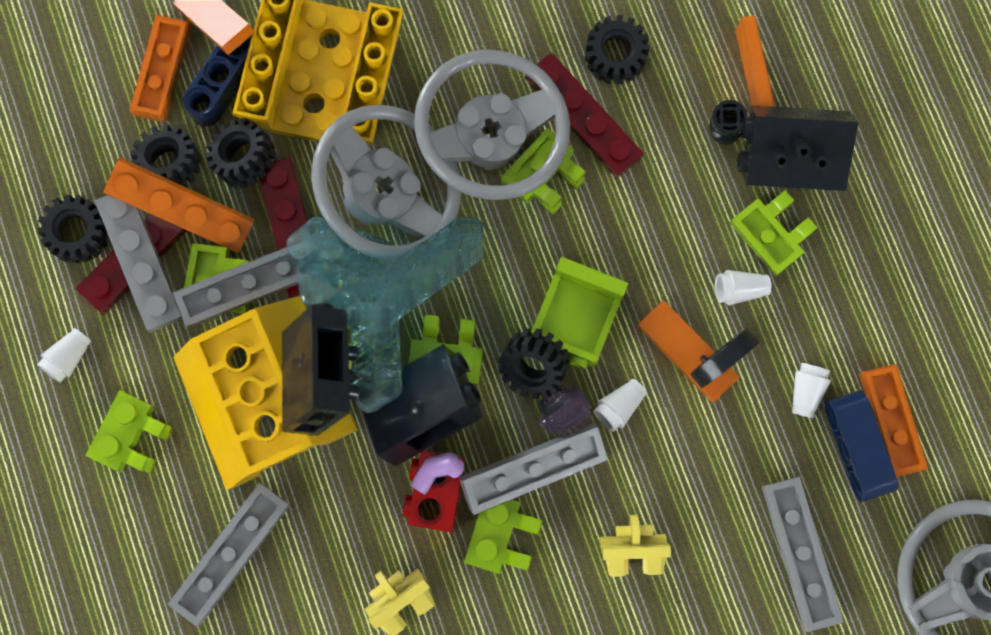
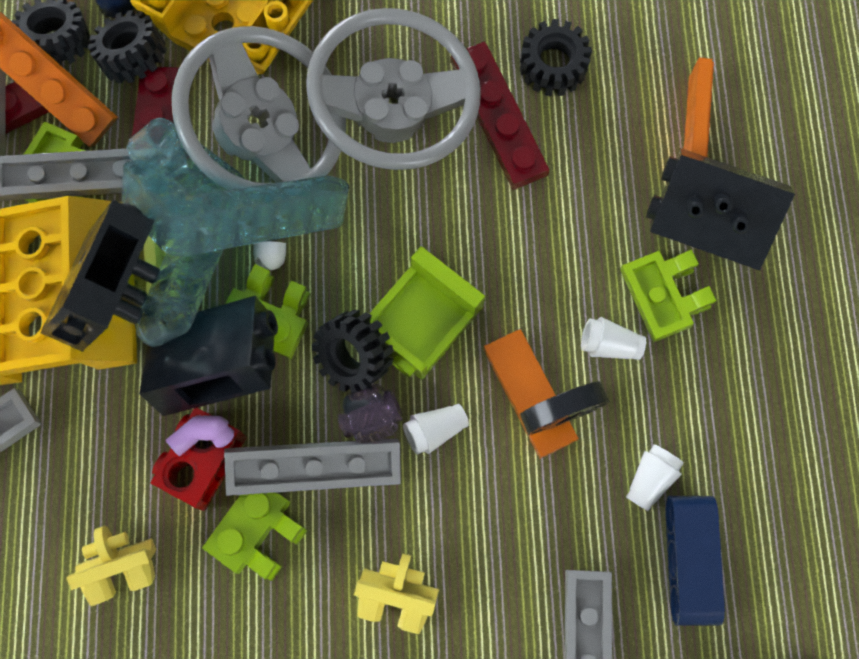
camera: 20 degrees right, 5 degrees down
(433, 304) = (269, 254): none -> white hinge
(532, 160) = (429, 182): lime plate -> none
(723, 128) = (646, 171): black wheel -> none
(894, 419) = (742, 542): orange tile -> none

